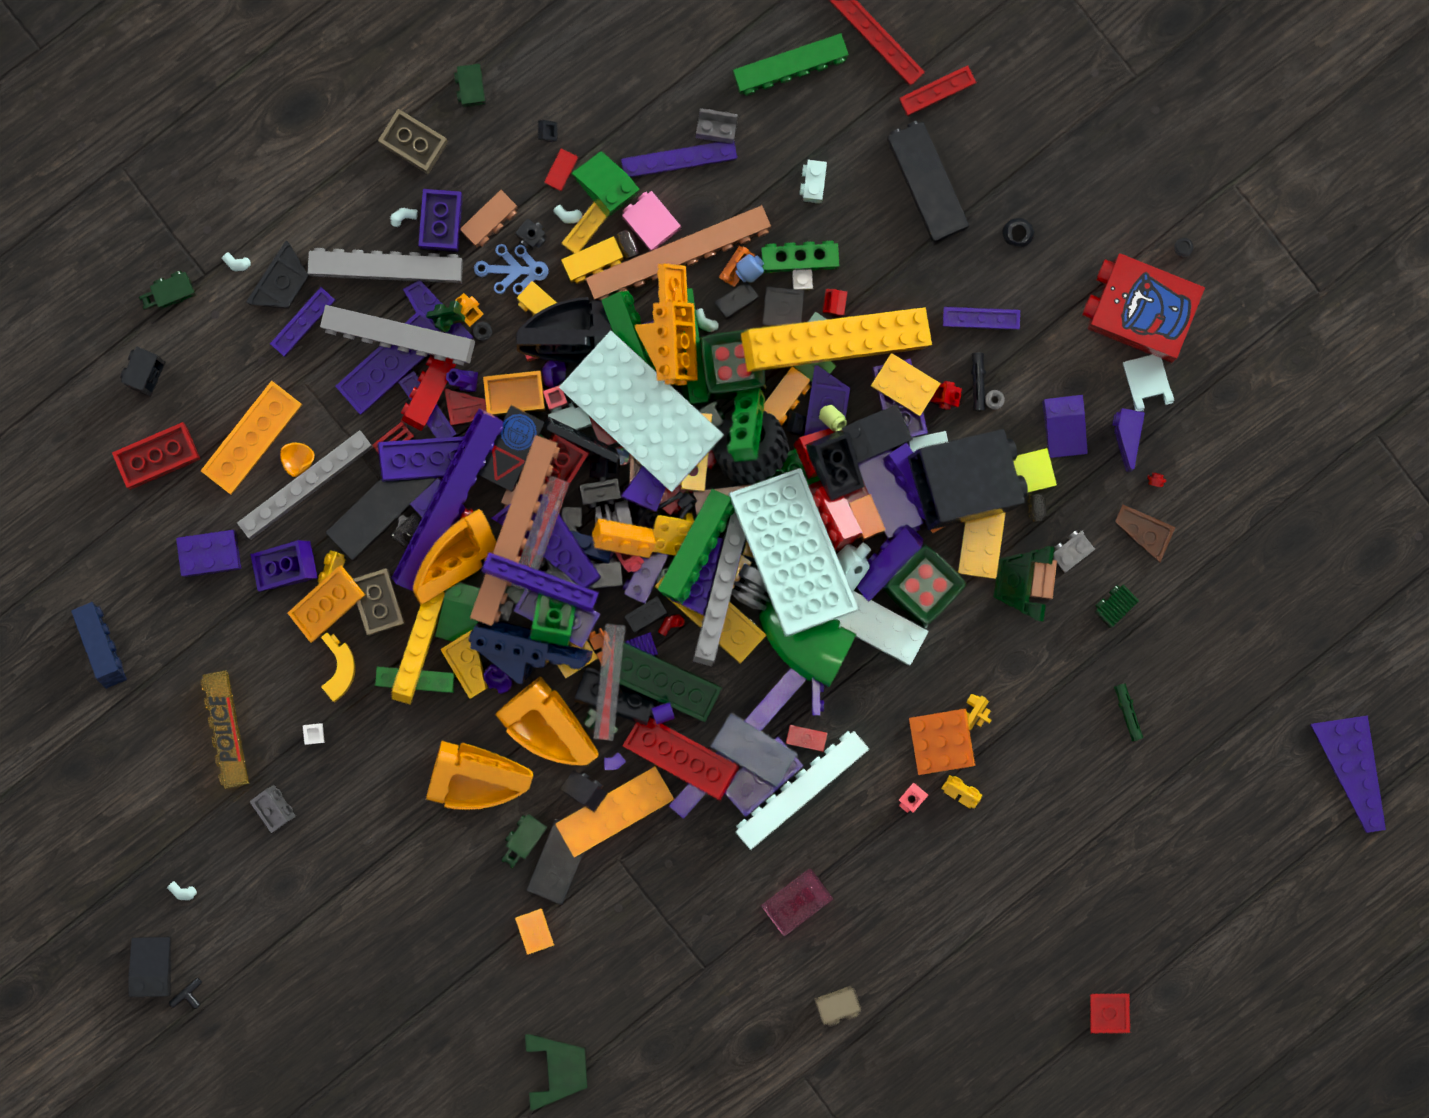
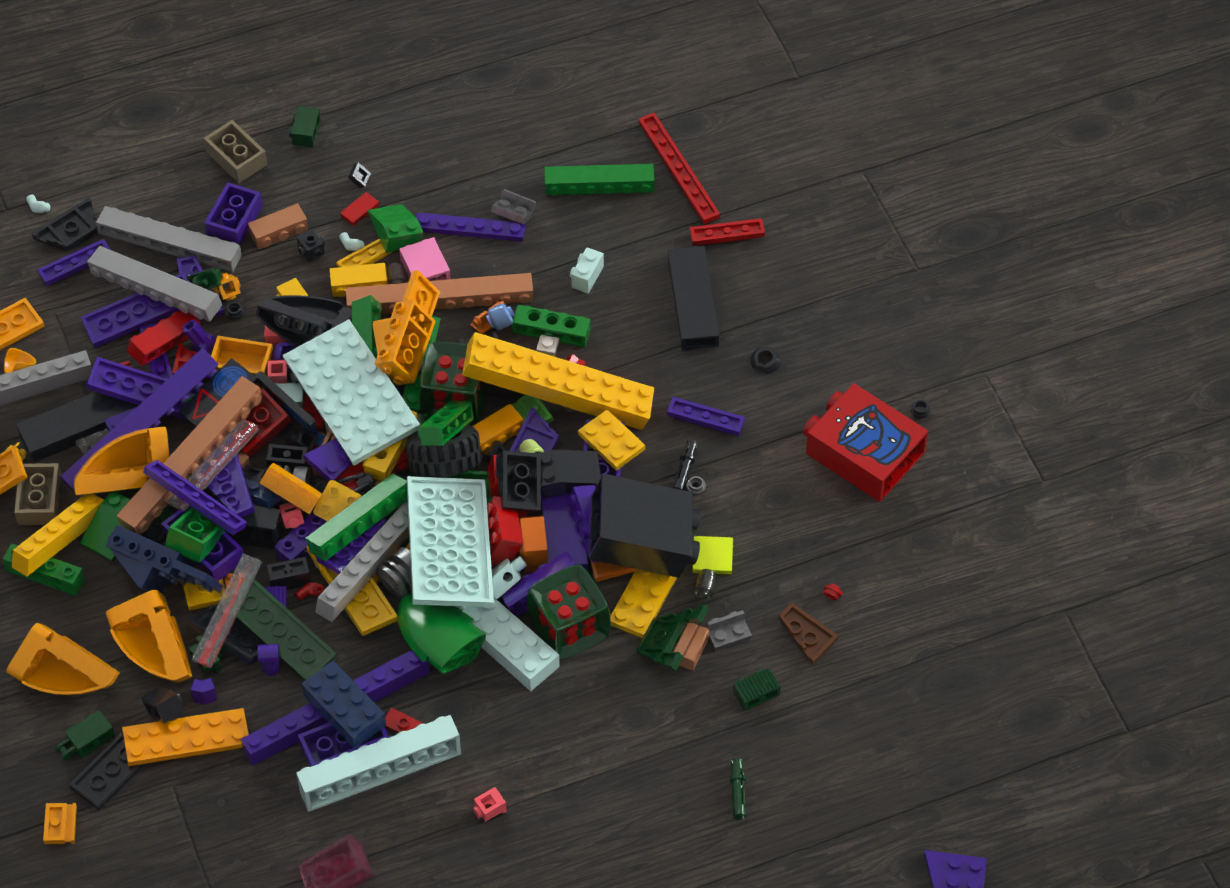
camera: 20 degrees right, 30 degrees down
(401, 214) = (202, 205): light aqua arm -> none
(466, 665) = (98, 571): yellow wing -> none
(497, 679) = (123, 587): dark purple hair -> none
(514, 269) = (256, 264): medium blue plant -> none
(681, 757) = (271, 698): red plate -> none
(817, 704) = (425, 694): plate -> none
(942, 741) = (537, 760): orange plate -> none
(947, 395) = (649, 465): red brick -> none
(955, 786) = (548, 819): yellow hinge -> none
(979, 705) = (582, 747): yellow hips -> none
(1065, 426) = (757, 522): dark purple slope -> none
(1128, 432) = (818, 538): dark purple slope -> none
(1147, 379) = (850, 507): light aqua flag -> none

